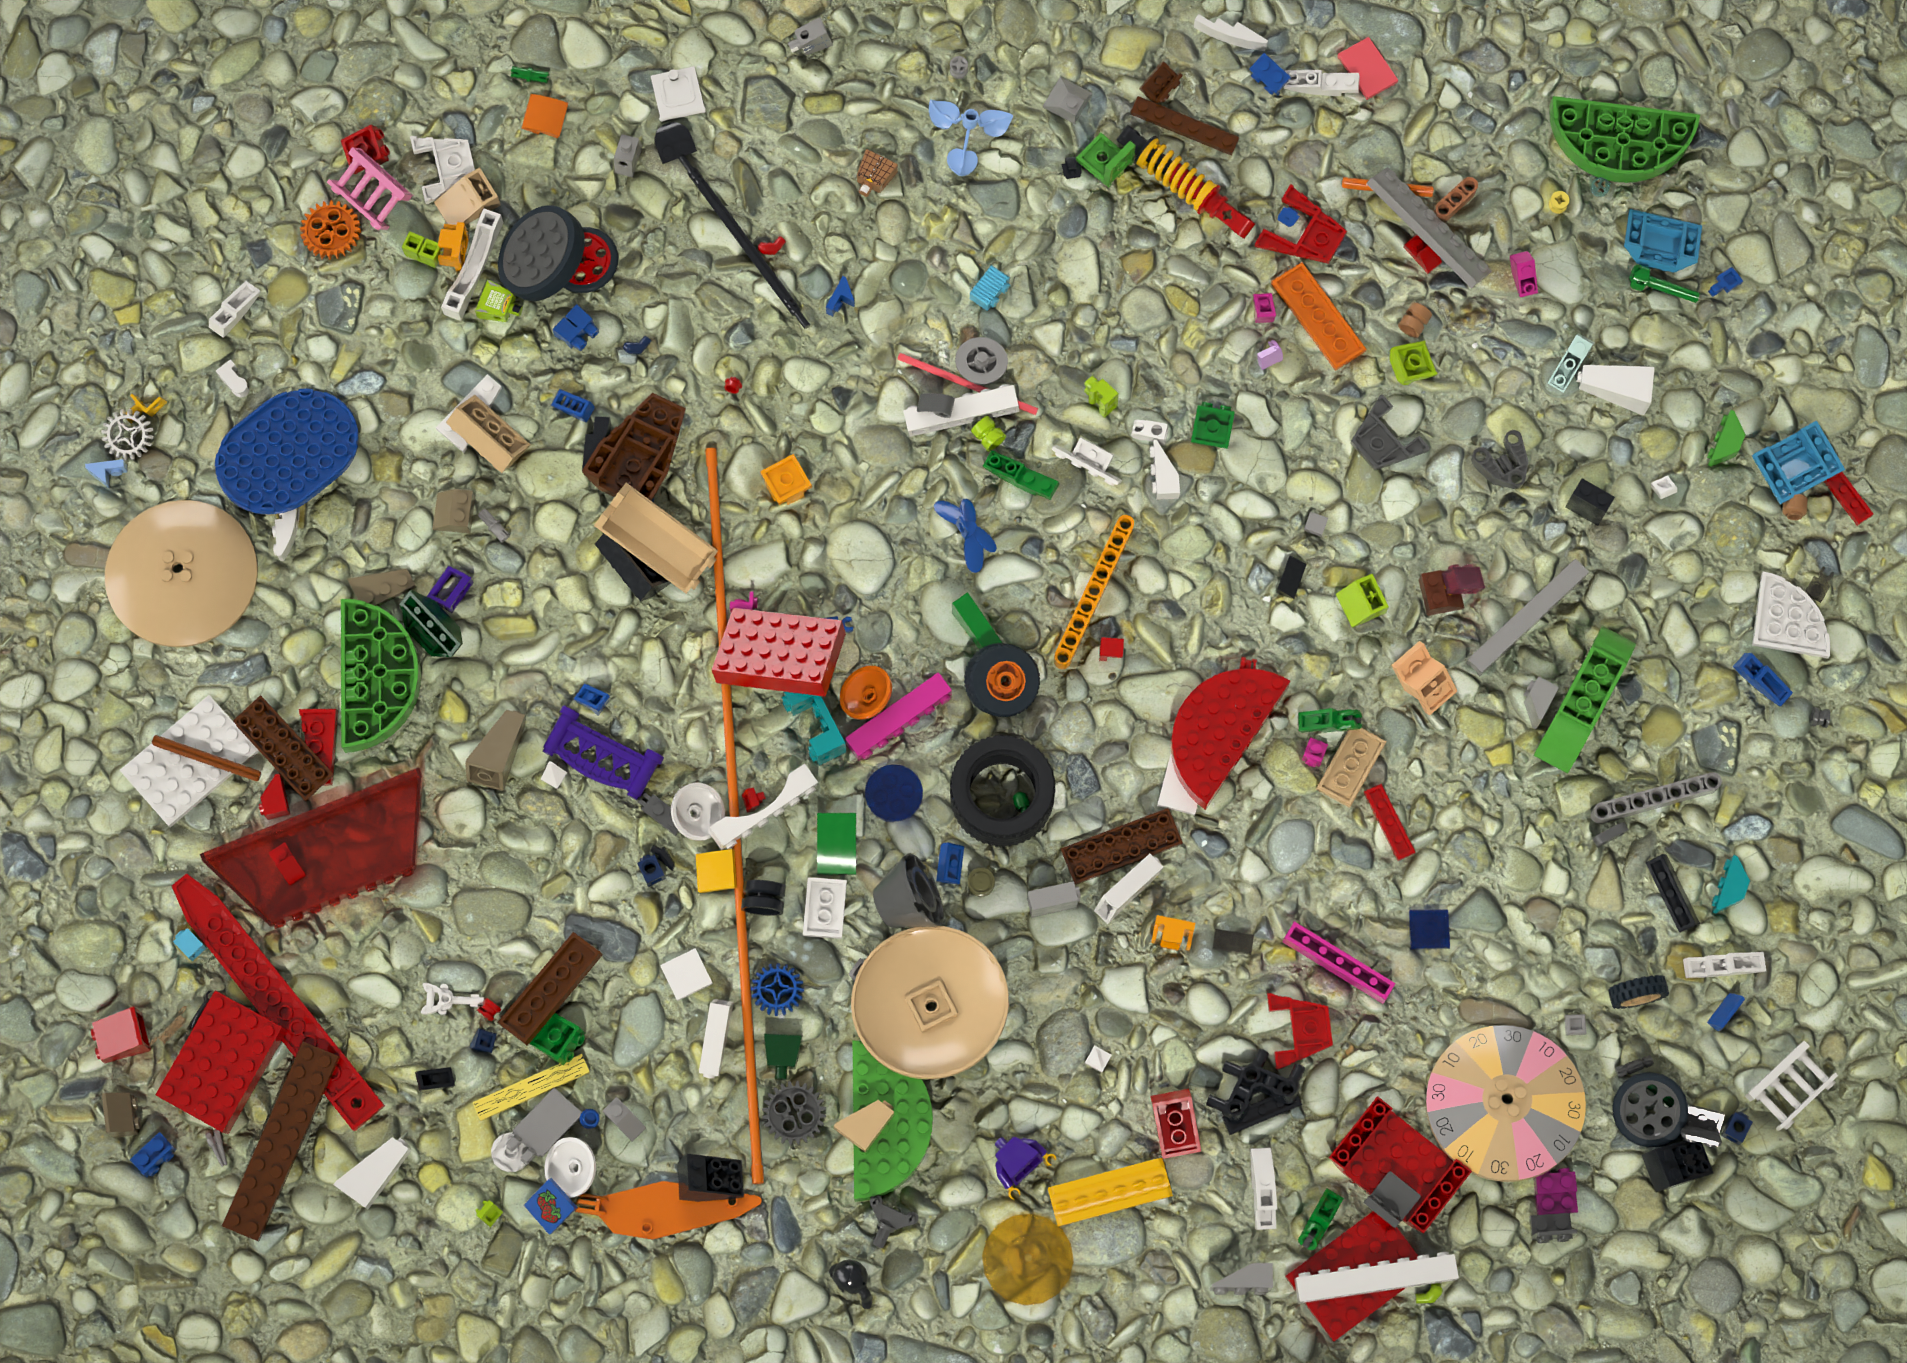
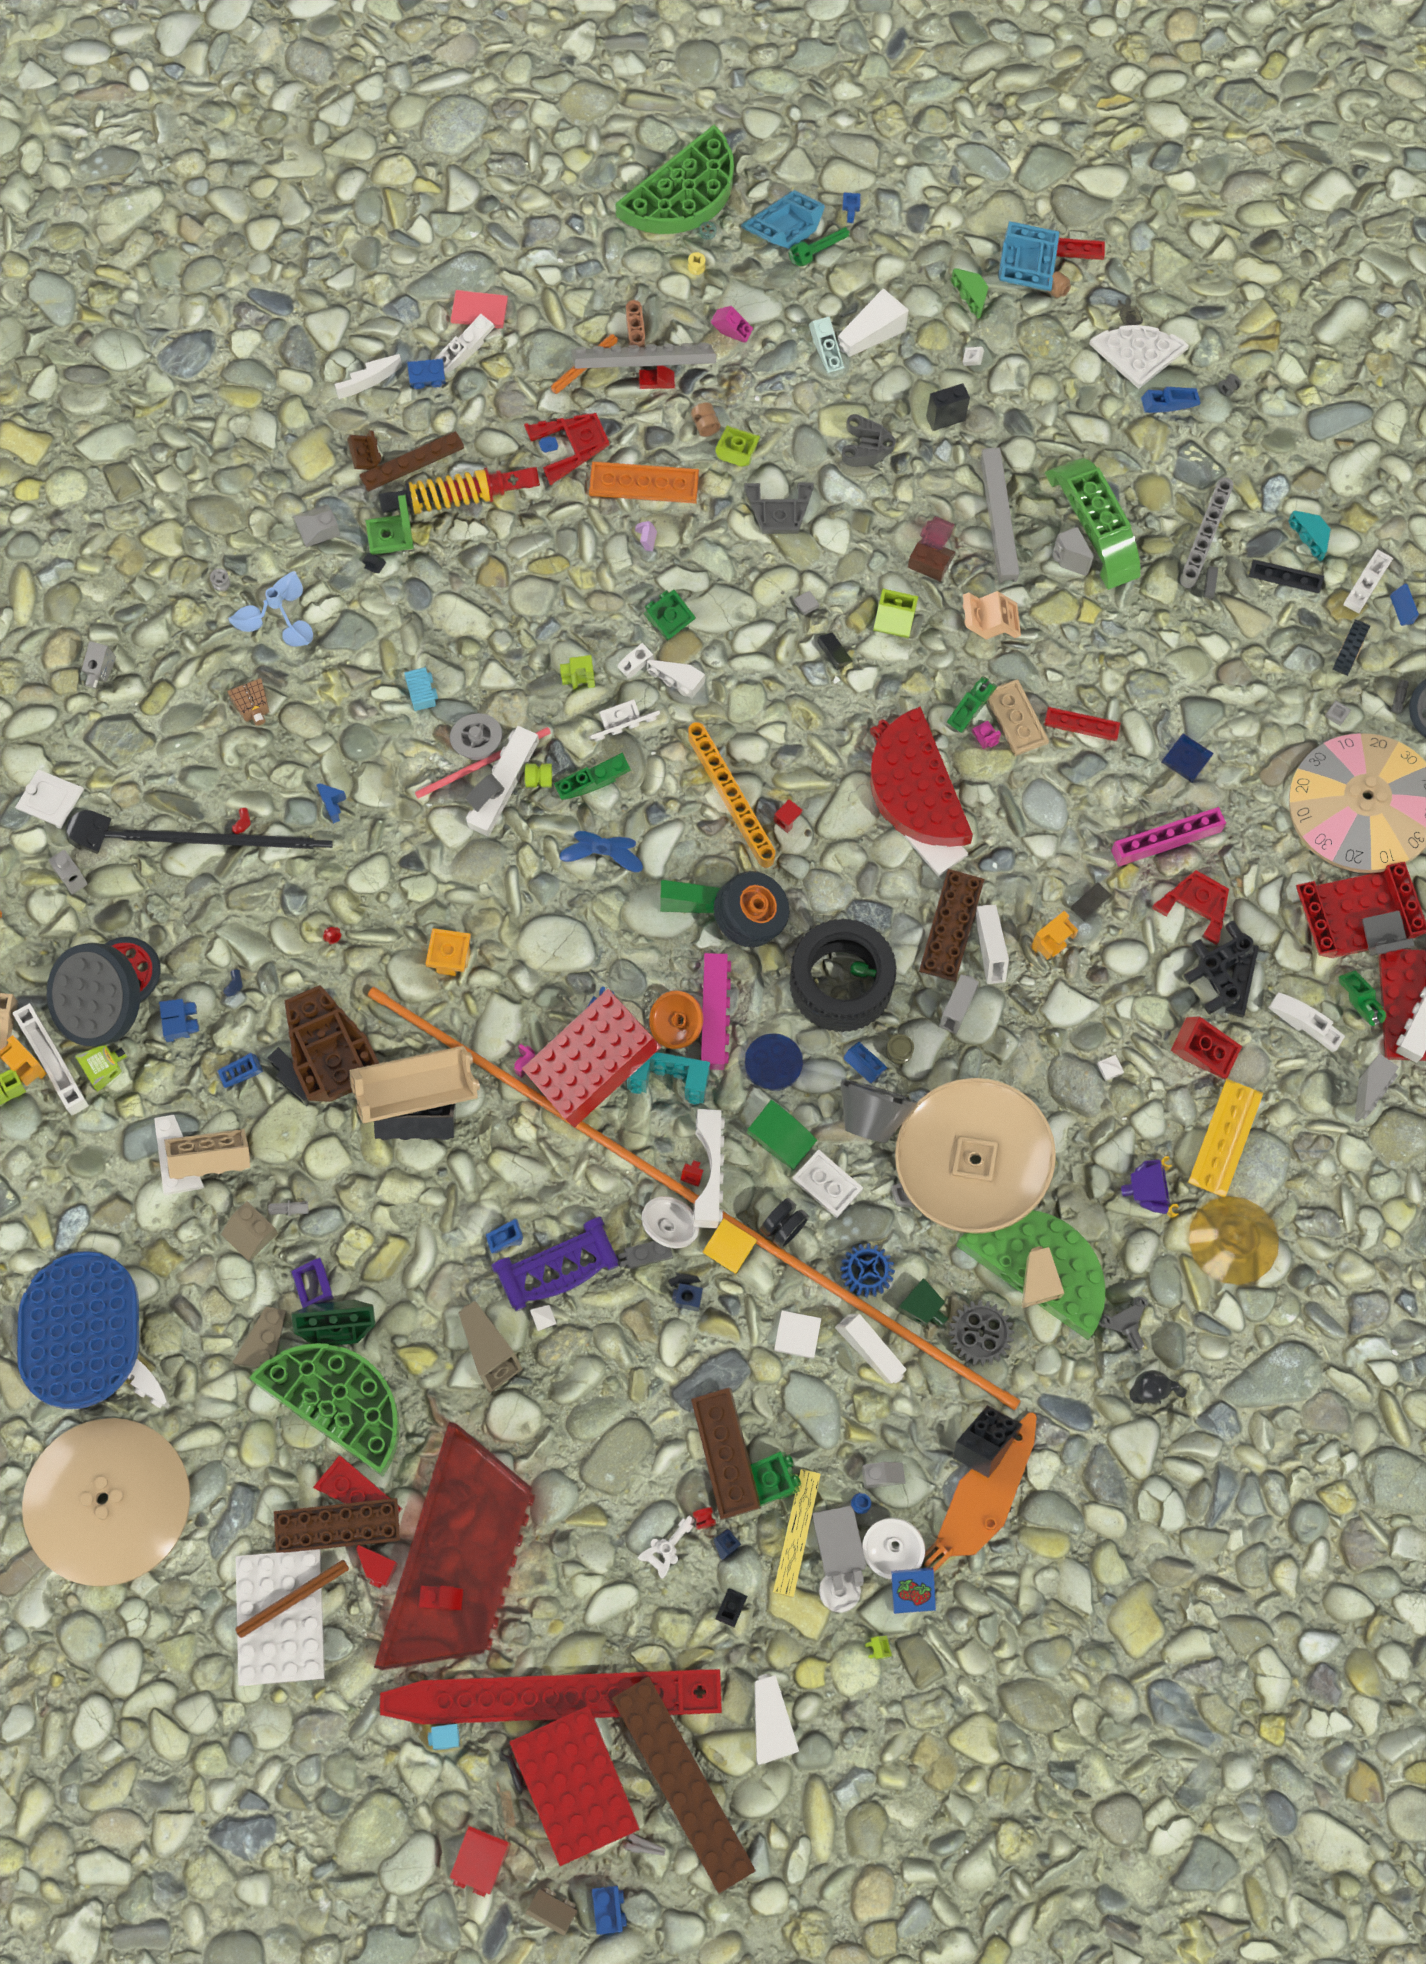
camera: 55 degrees left, 5 degrees down
(1264, 308) = (608, 511): dark pink slope -> none

